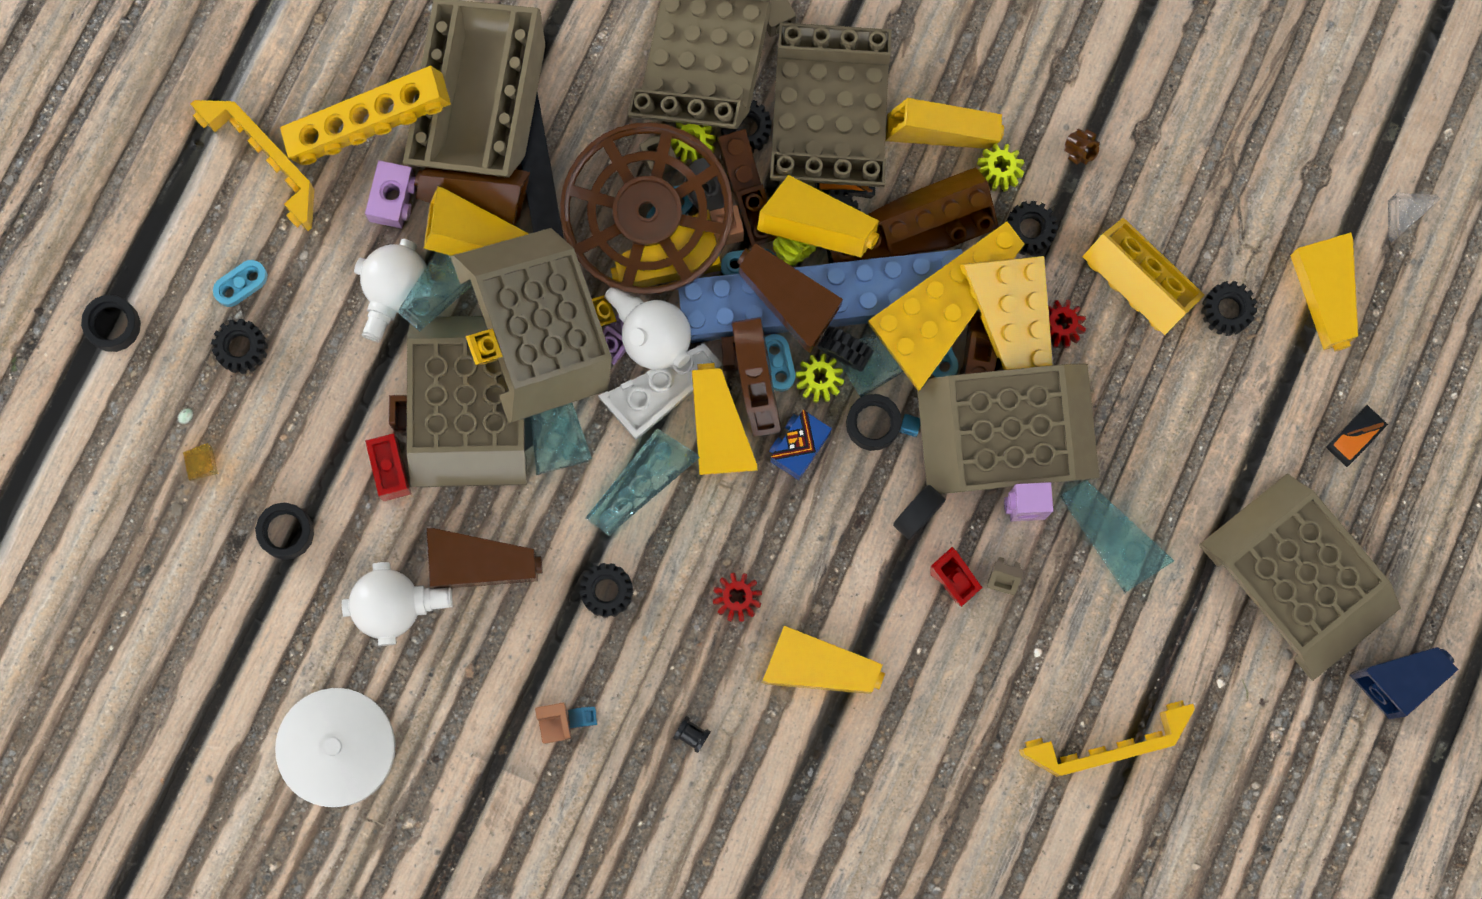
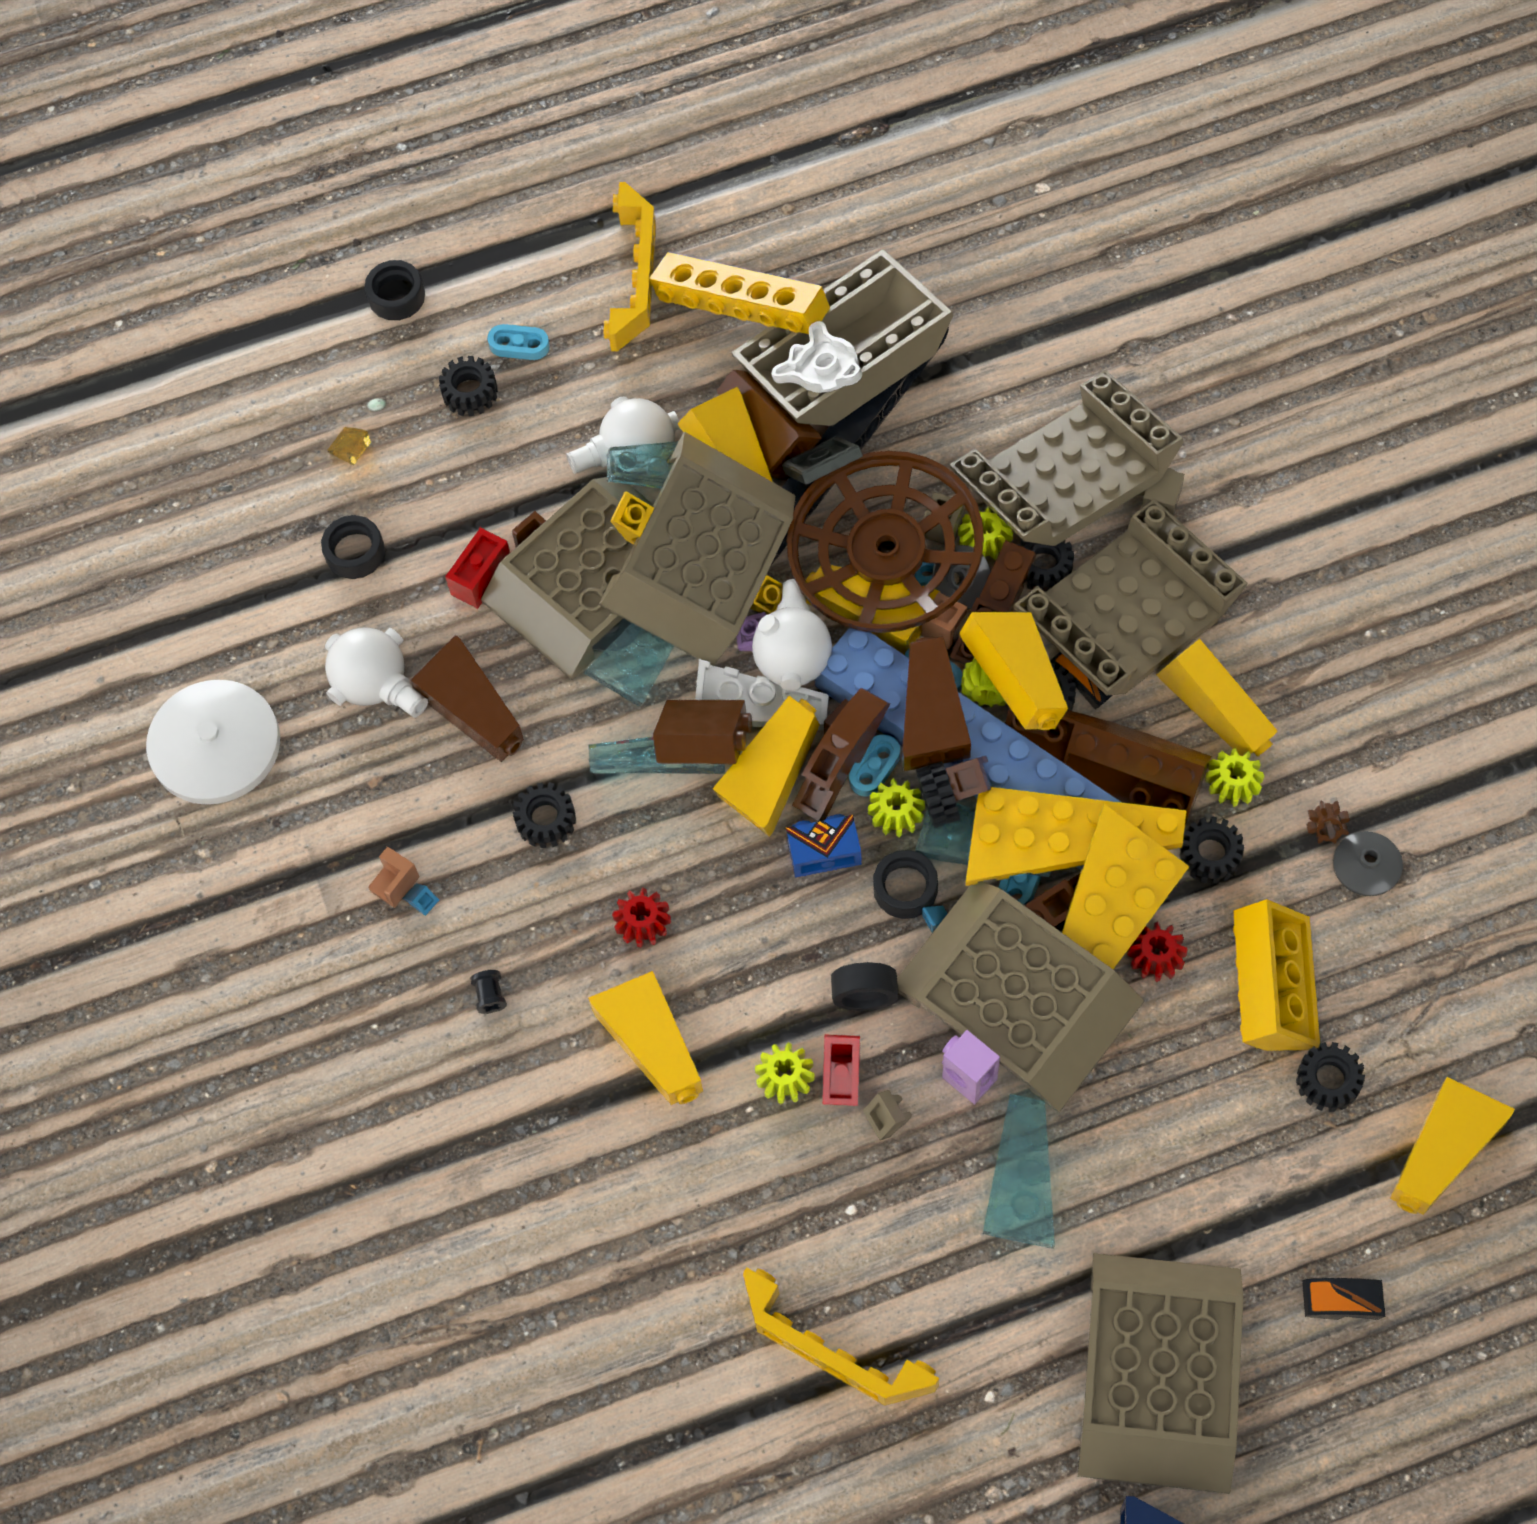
camera: 55 degrees right, 15 degrees down
(386, 179) = (683, 372): lavender brick -> none
(483, 122) = (821, 364): none -> white tile
(548, 189) = (821, 460): none -> pearl dark grey tile
(658, 444) = (701, 731): none -> reddish brown brick
(858, 320) = (968, 778): none -> reddish brown panel
(913, 603) = (783, 1062): none -> neon yellow gear
(1122, 163) = (1367, 877): none -> dark grey dish

